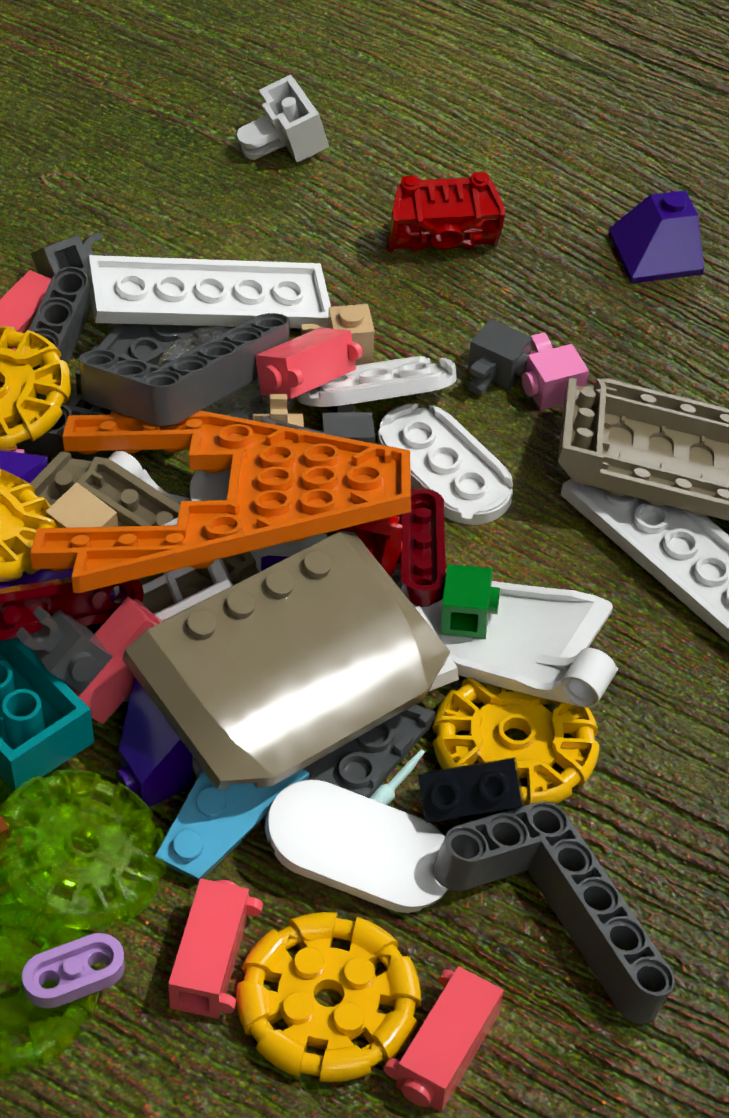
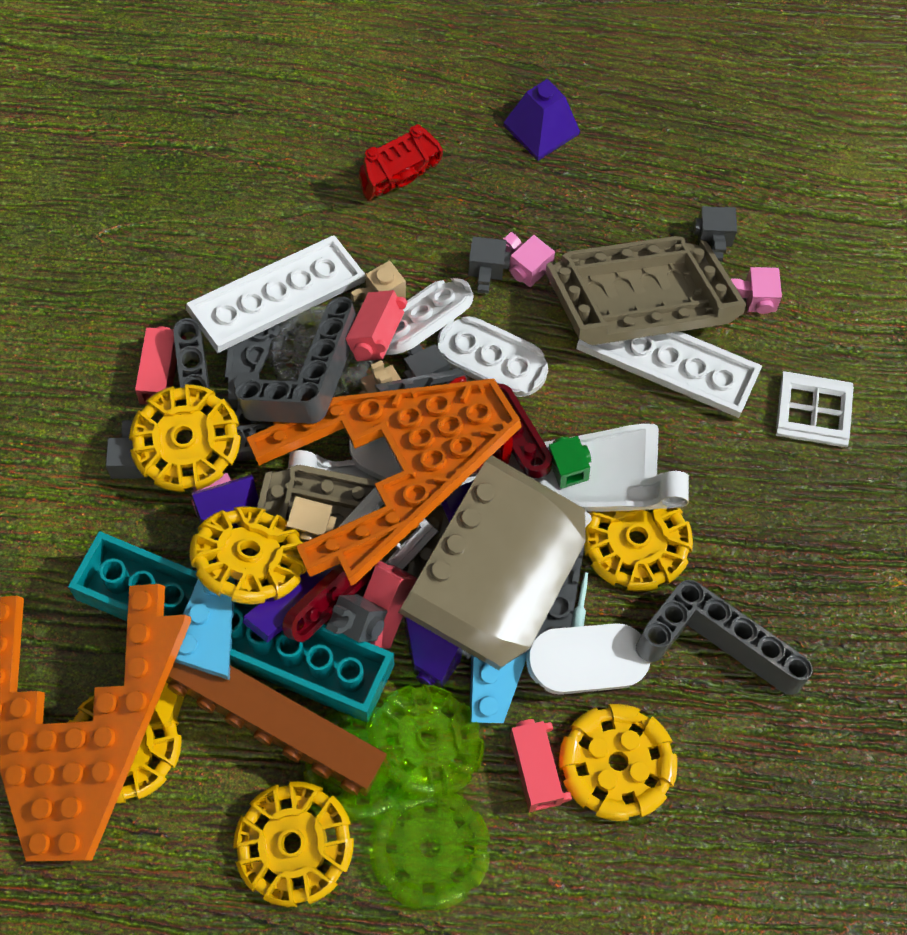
camera: 25 degrees left, 15 degrees up
(64, 254) = (164, 306): dark grey brick -> none
(71, 968) = (471, 824): lavender plate -> none
(287, 122) = (248, 124): white brick -> none
(447, 1039) = (700, 758): coral brick -> none
(471, 789) = (637, 592): black brick -> none

